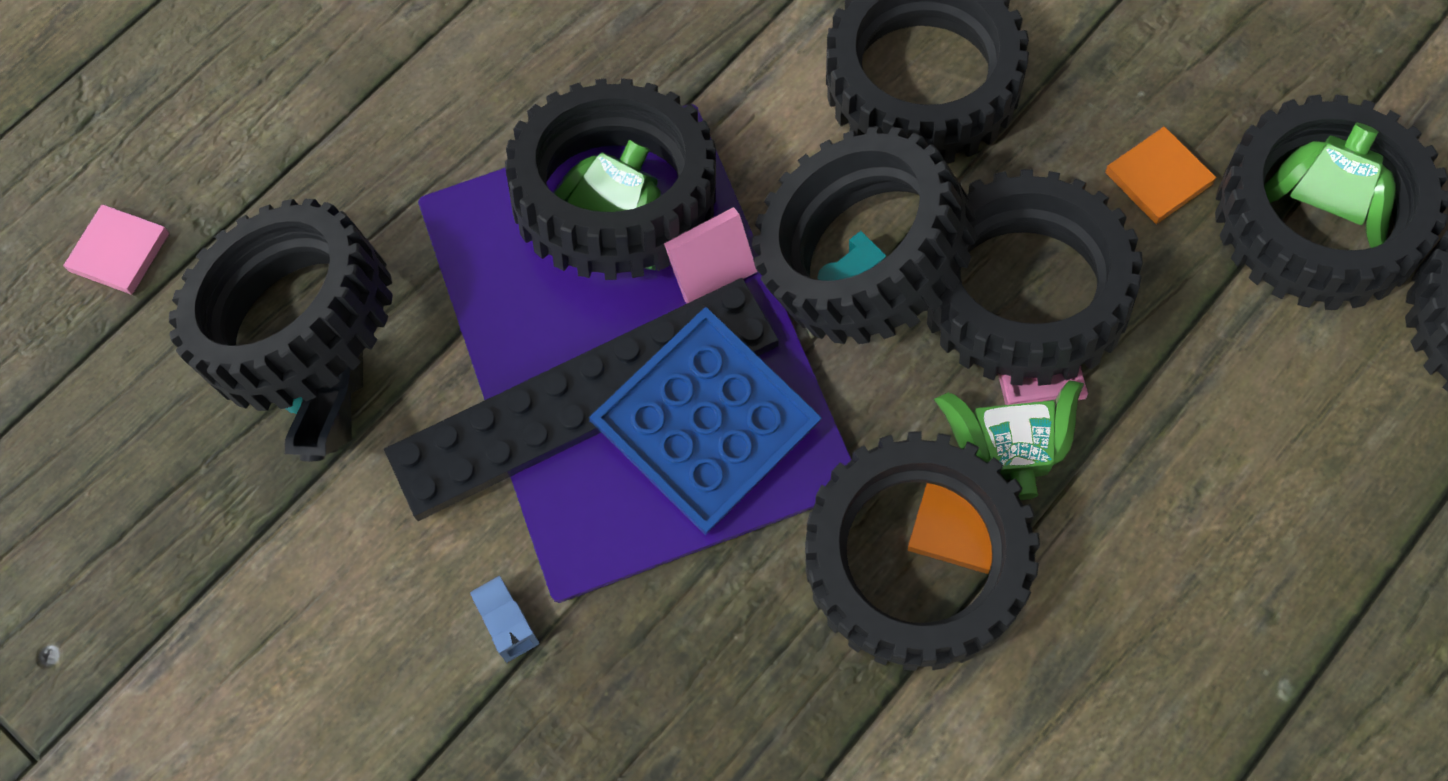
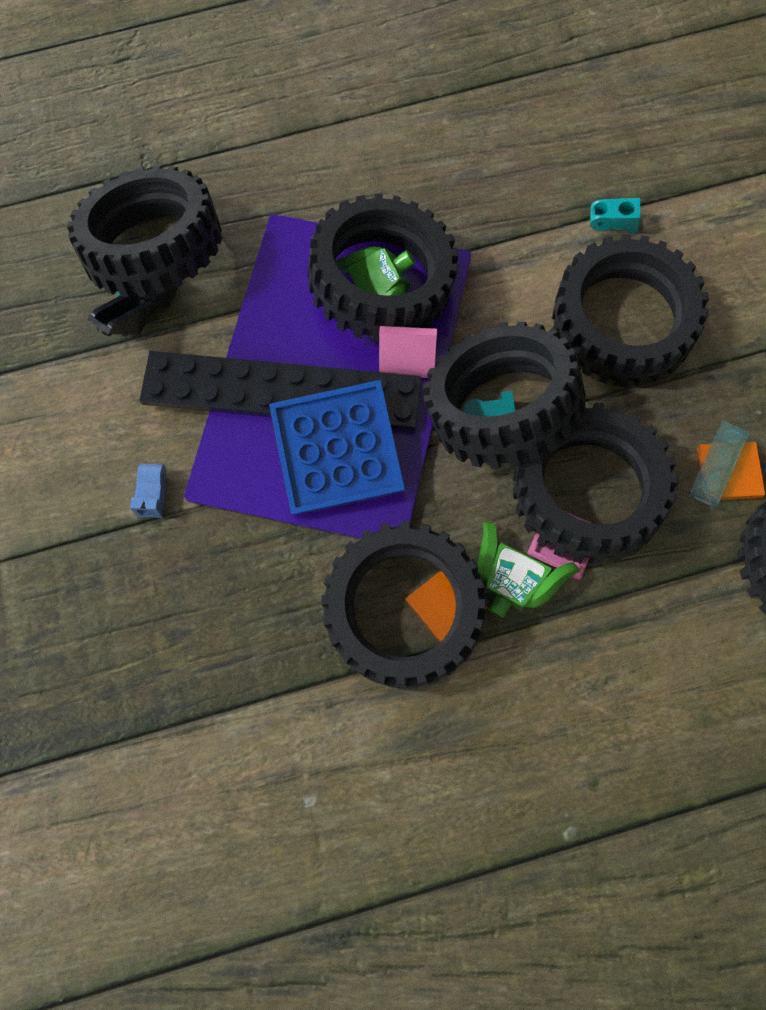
camera: 30 degrees right, 5 degrees up
(116, 249) = (89, 145): bright pink tile -> none
(1144, 173) = (718, 464): none -> clear light blue plate

